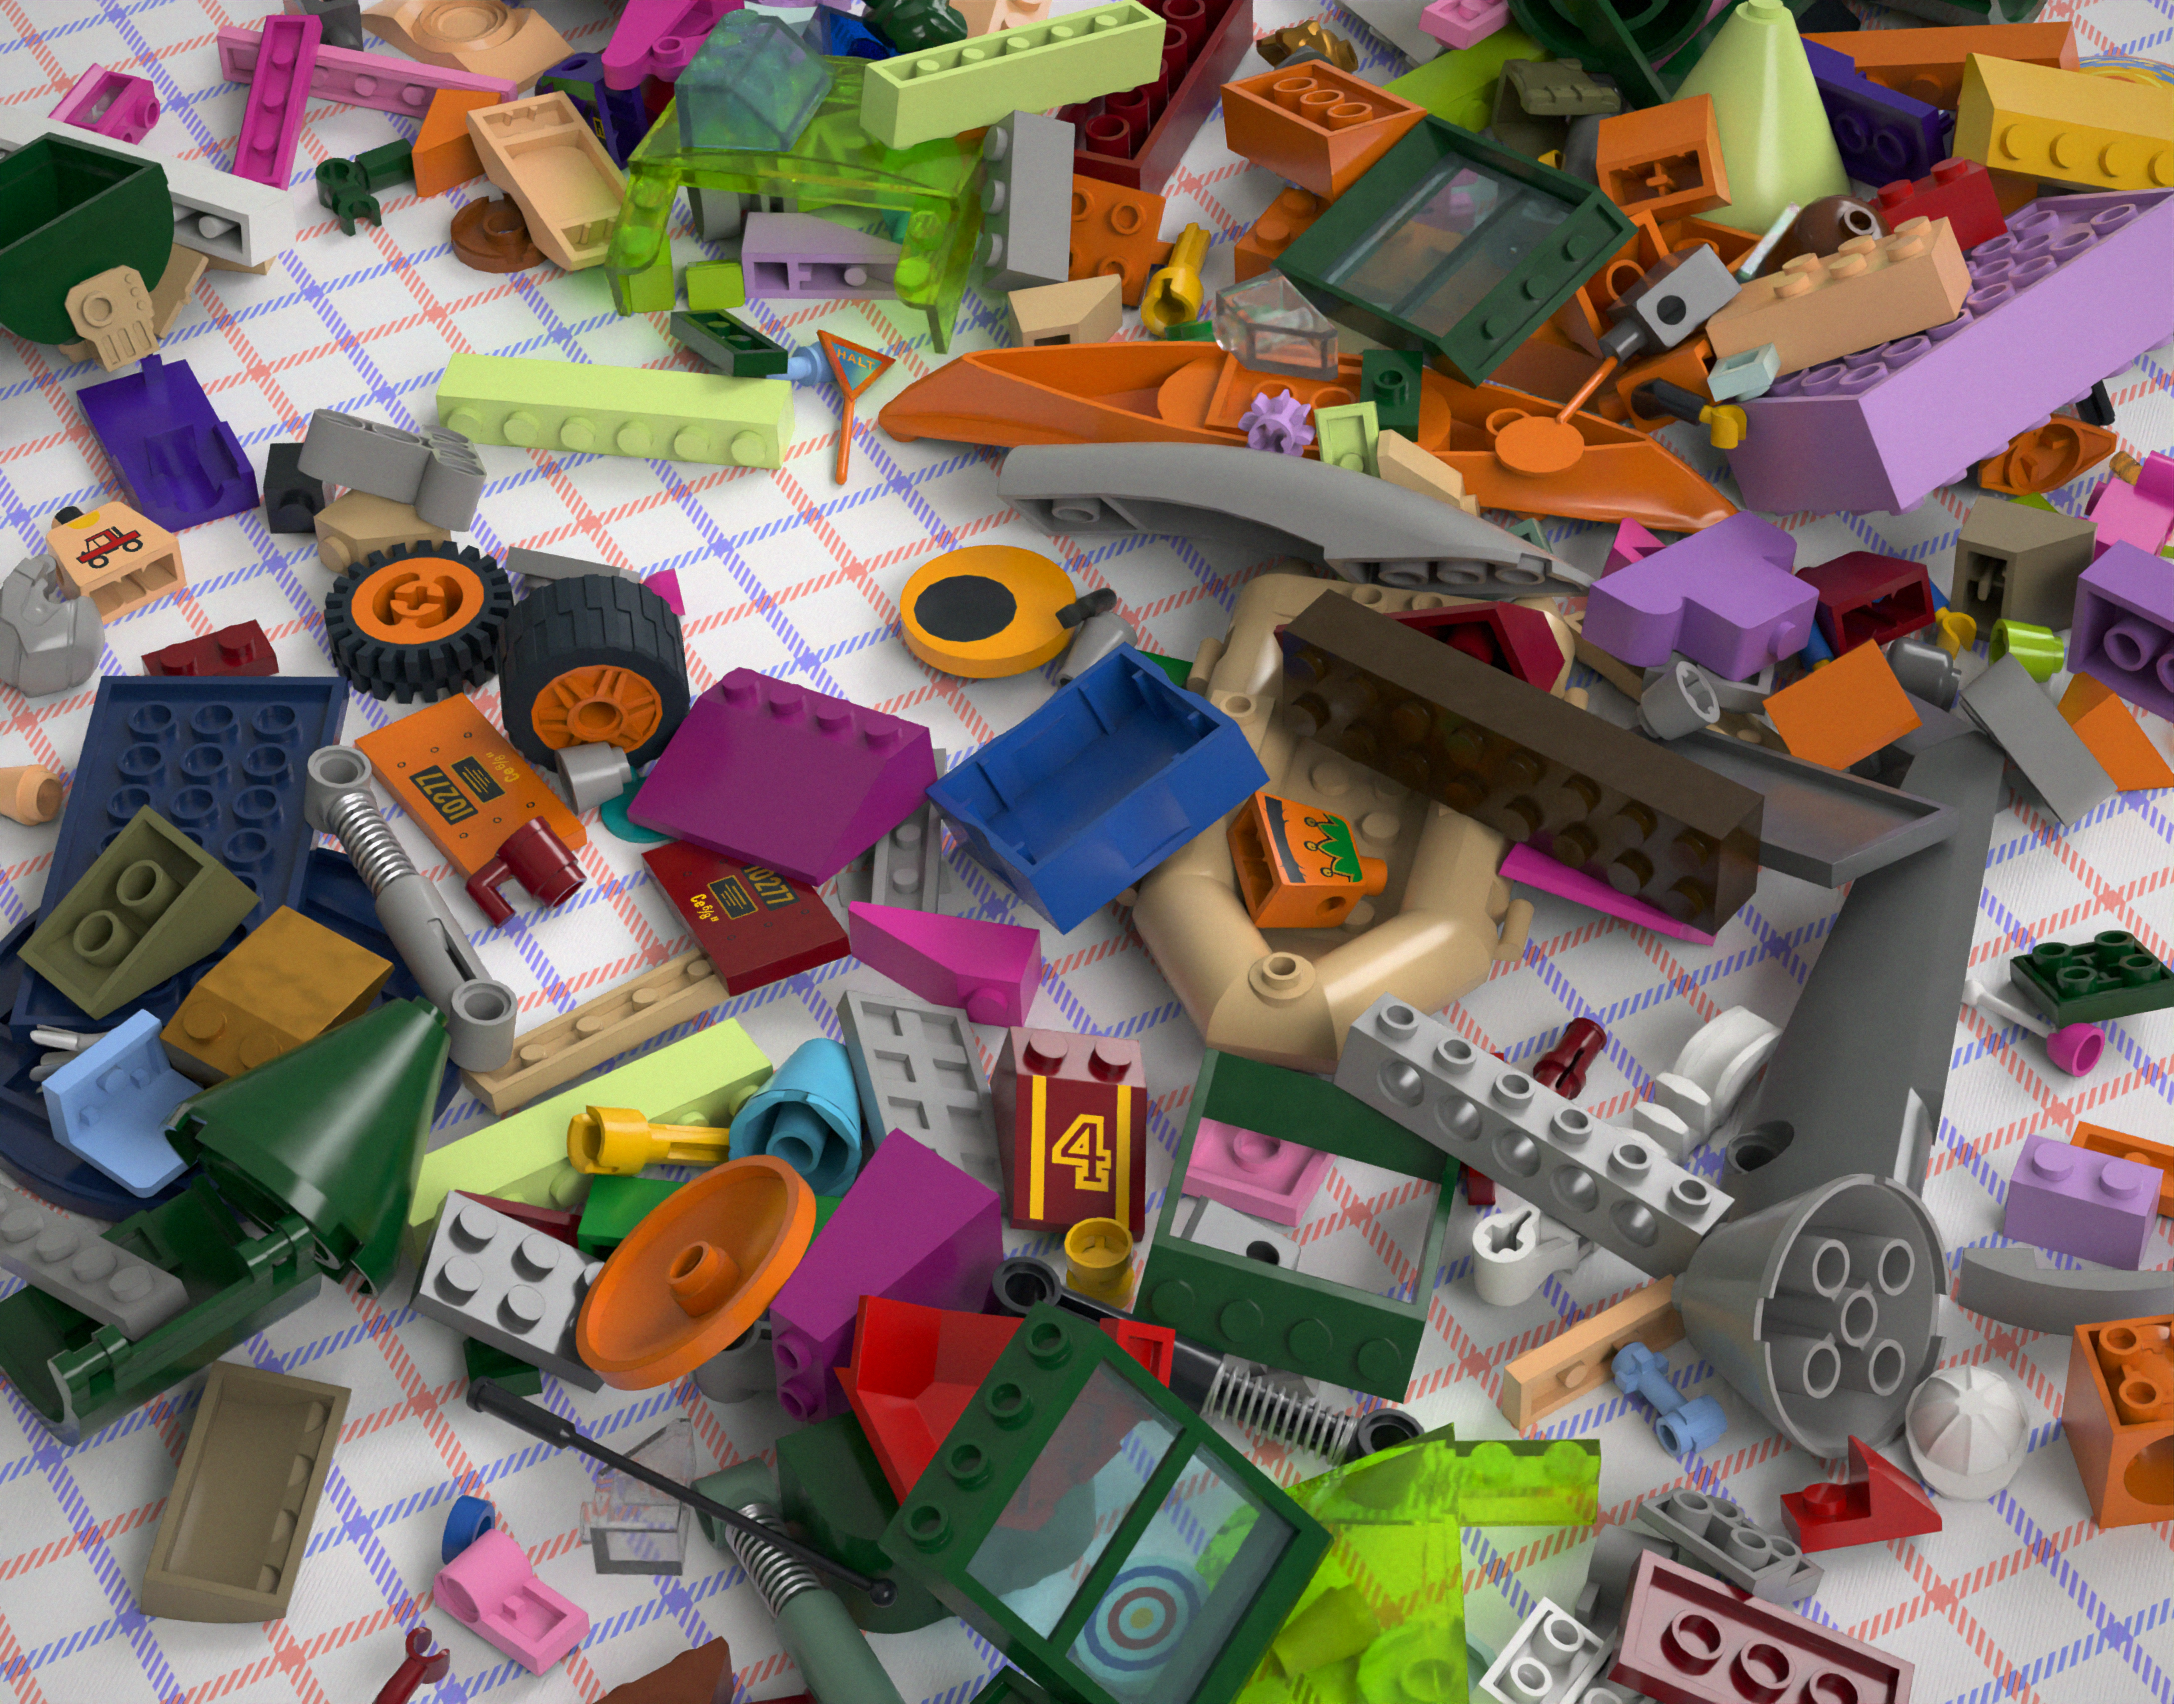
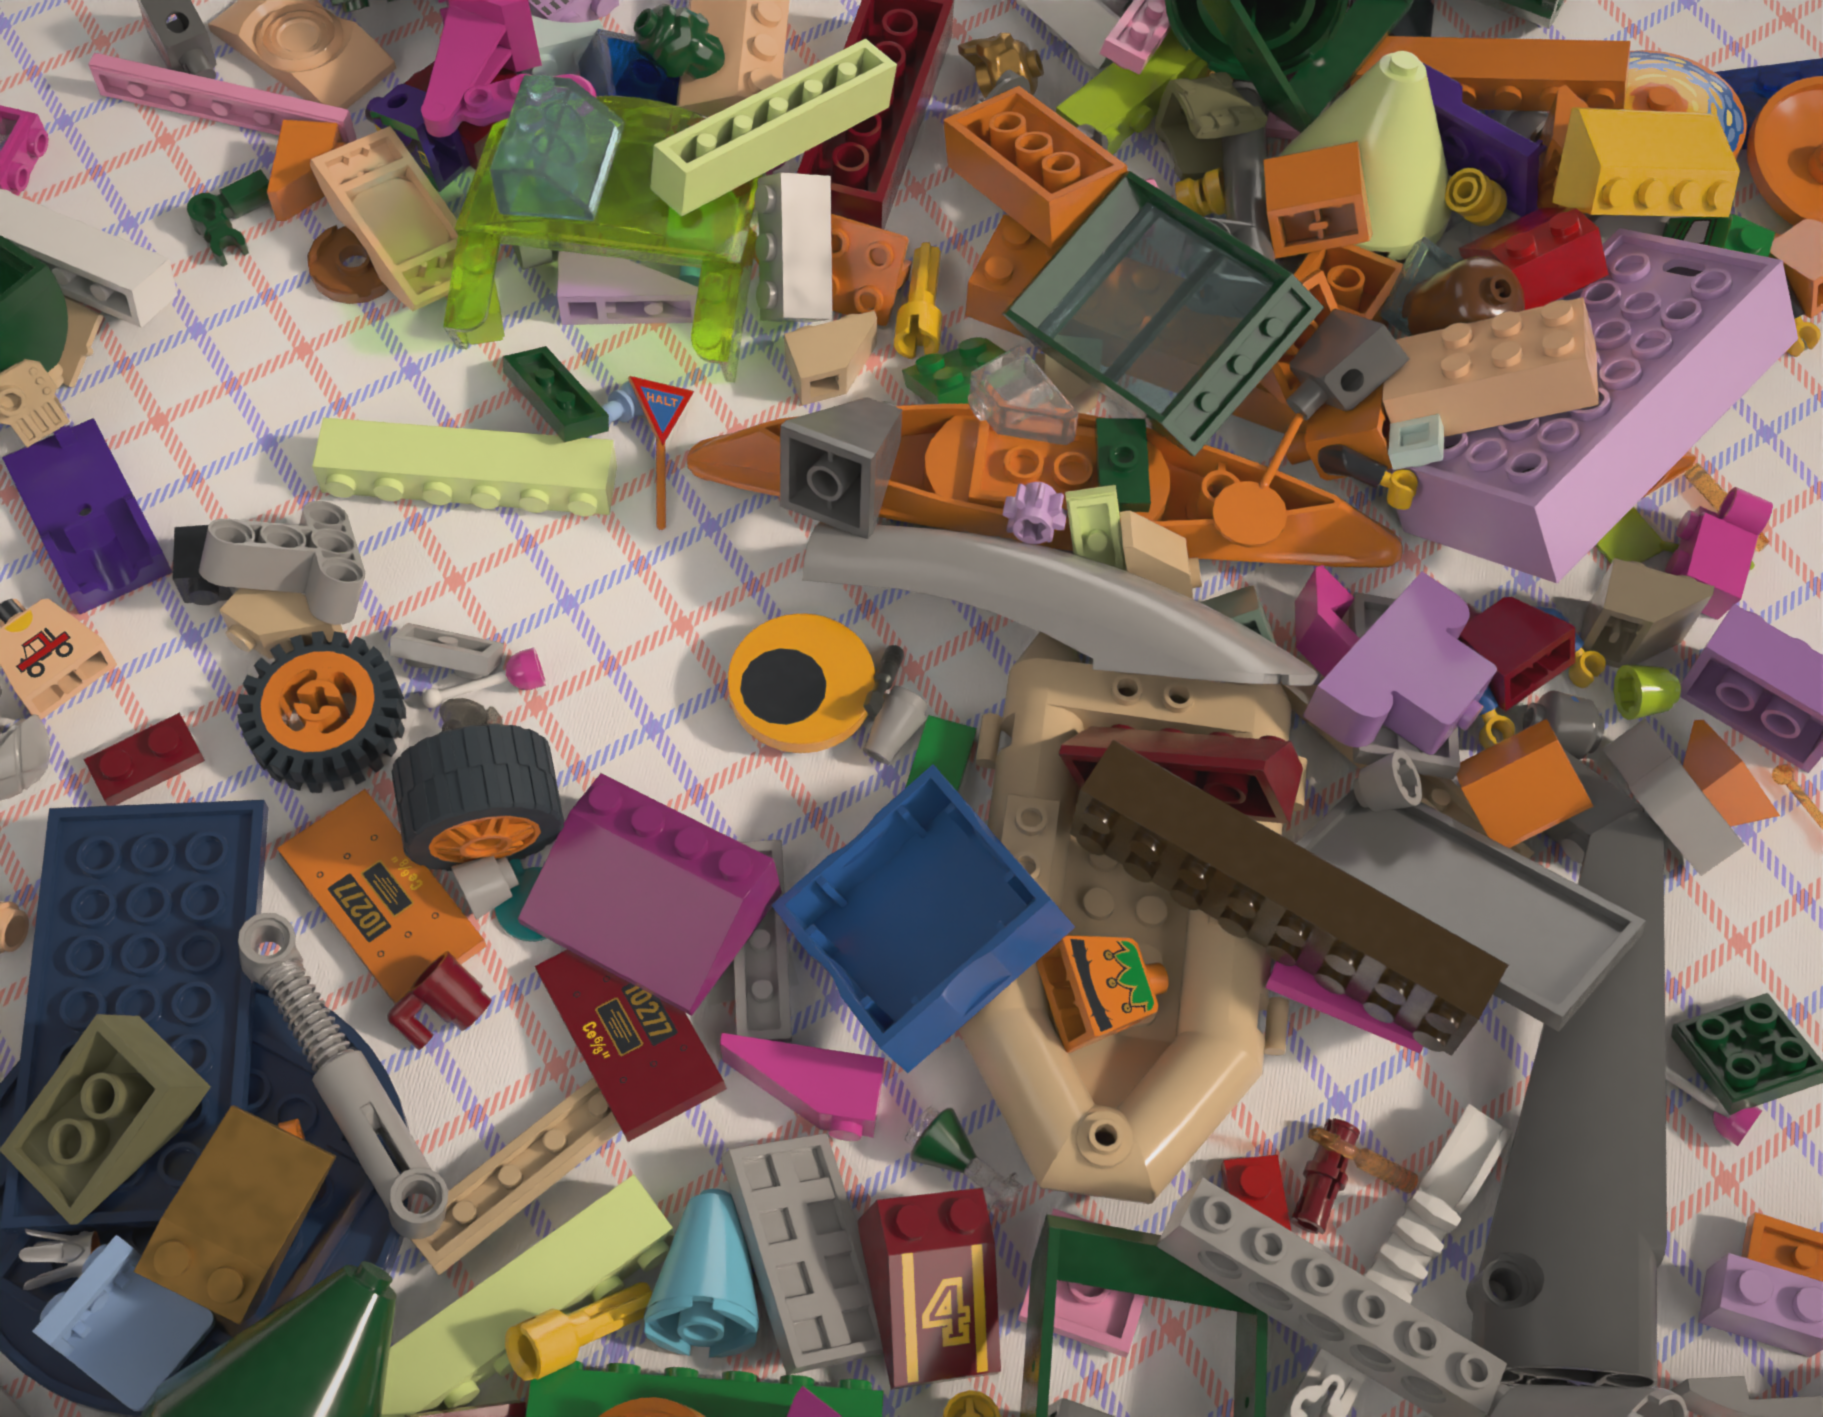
camera: 10 degrees left, 20 degrees up
(277, 99) = (146, 138): dark pink tile -> none
(715, 284) = (535, 313): lime slope -> none
(1048, 372) = (840, 463): none -> dark grey slope
(1103, 1013) = (942, 1143): none -> piece
(1604, 1051) = (1367, 1160): none -> clear orange piece
(1863, 172) = (1475, 197): none -> yellow wheel

